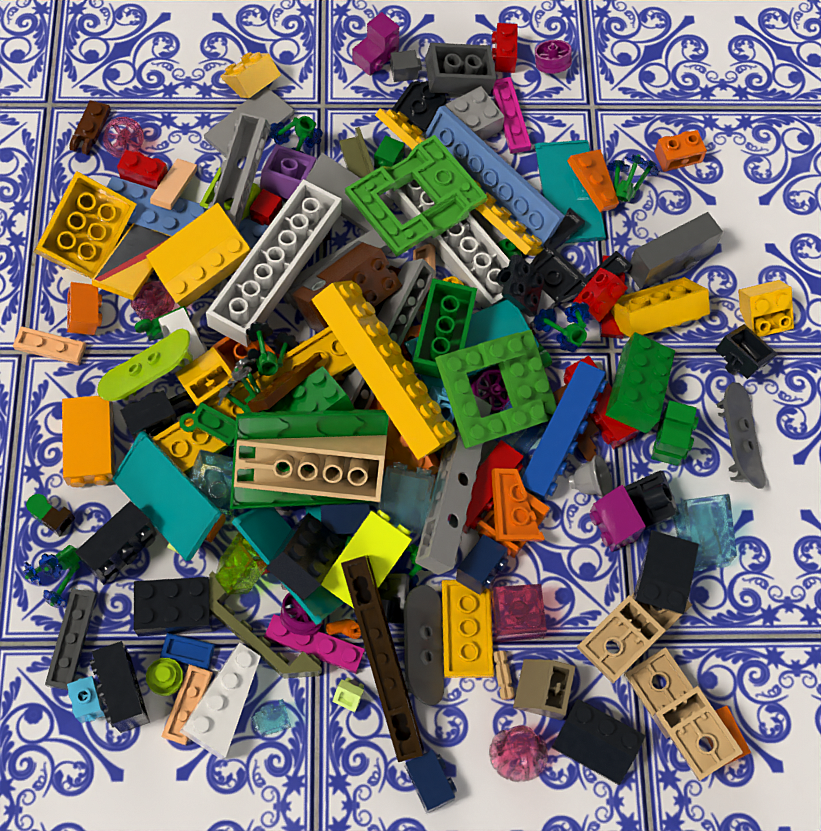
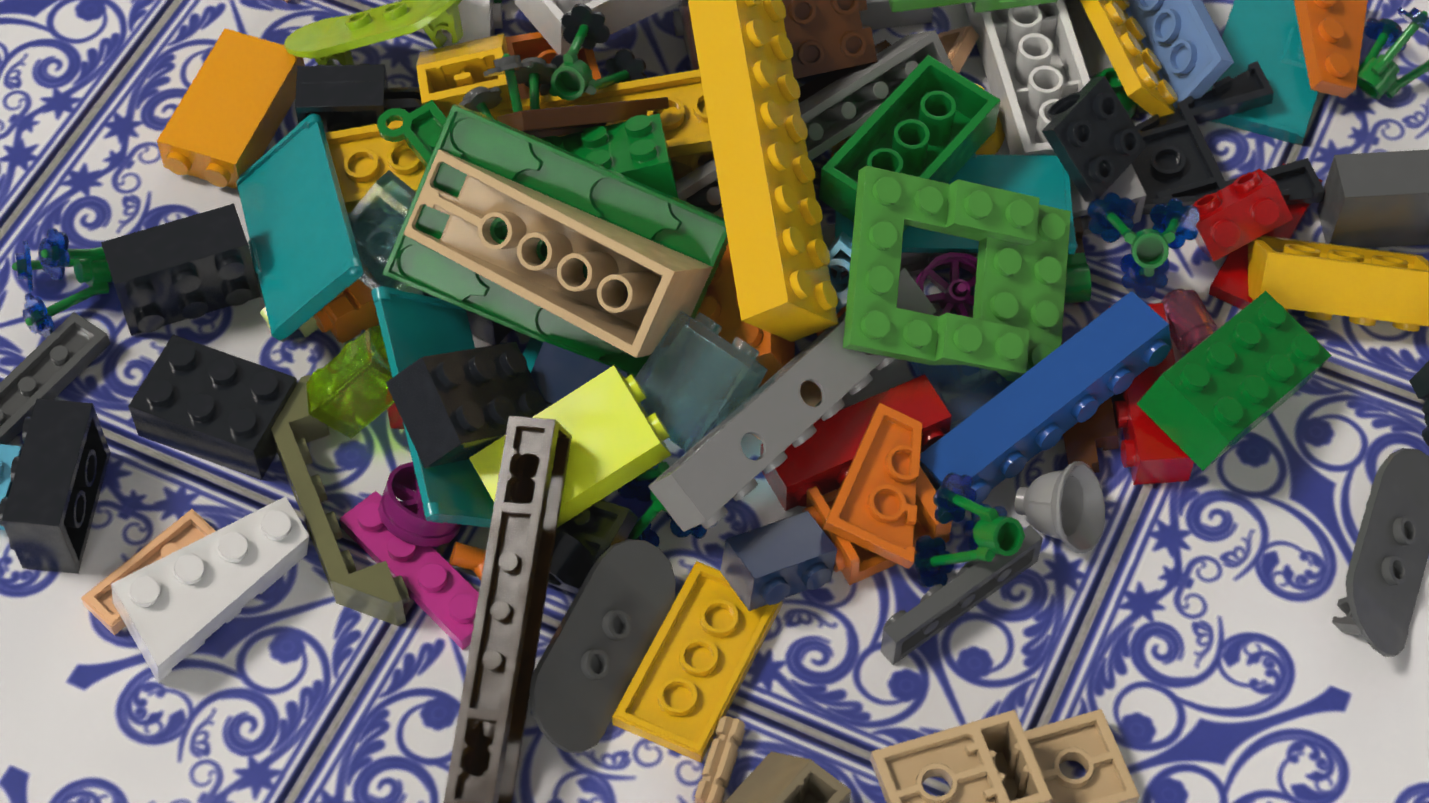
camera: 30 degrees right, 10 degrees down
(46, 514) = (111, 204): leg -> none
(164, 676) = (140, 508): lime plate -> none
(188, 651) = (202, 488): blue tile -> none
(271, 719) = (275, 651): clear light blue brick -> none
(348, 695) = (427, 670): yellowish green tile -> none
(518, 613) = (800, 668): clear pink brick -> none
(562, 550) = (947, 603): none -> dark grey plate
(566, 506) = (988, 531): none -> plant
(602, 357) = (1187, 319): none -> clear pink brick
(617, 519) = (1068, 590): magenta slope -> none
(653, 499) = (1148, 586): black plate -> none
(666, 572) = (1109, 710): black slope -> none
(675, 433) = (1256, 490): green brick -> none
(711, 526) = (1231, 679): clear light blue slope -> none

